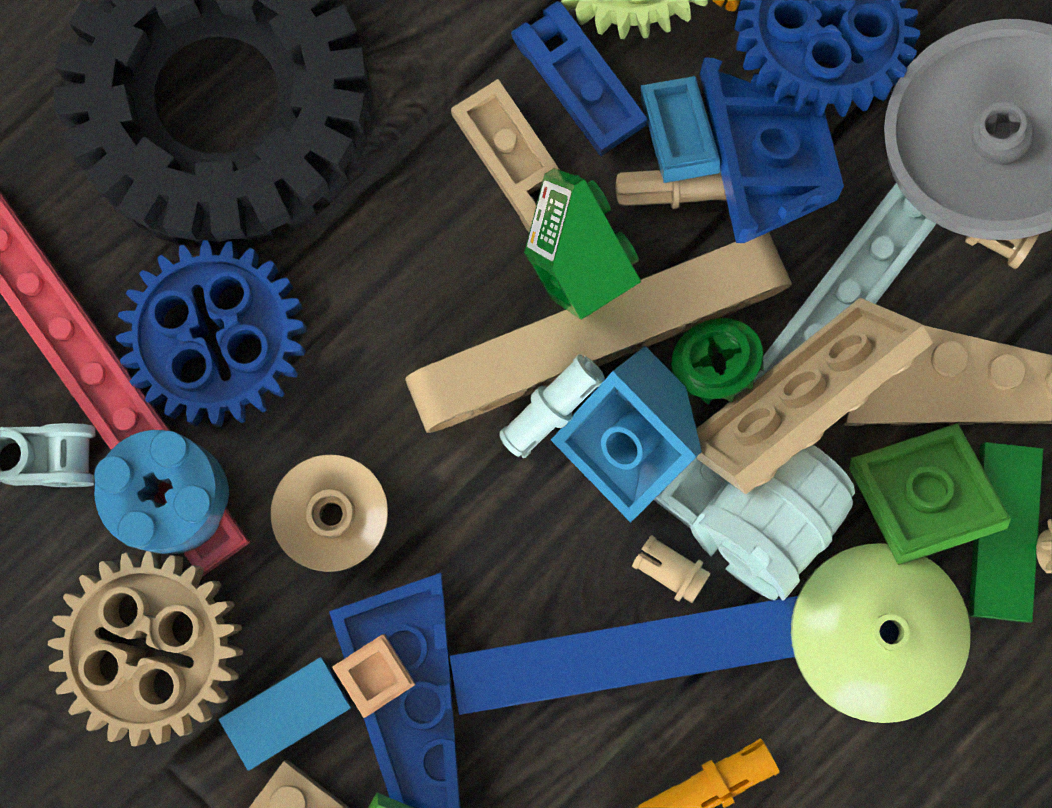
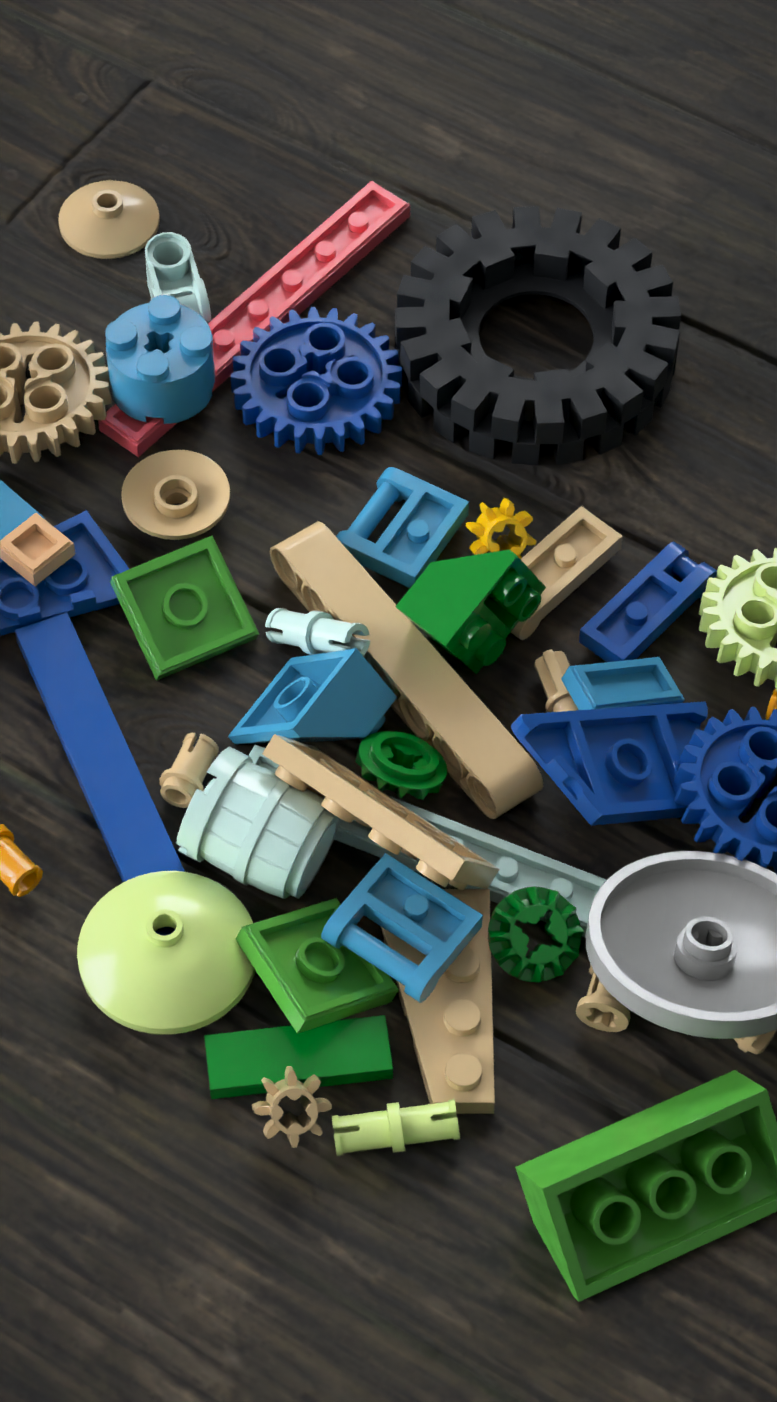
camera: 75 degrees right, 25 degrees down
(437, 279) = (415, 533): none -> dark azure plate
(465, 195) = (495, 520): none -> yellow gear
(477, 534) = (184, 607): none -> bright green plate
(915, 390) = (411, 911): none -> dark azure plate
(916, 282) = (509, 942): none -> green gear

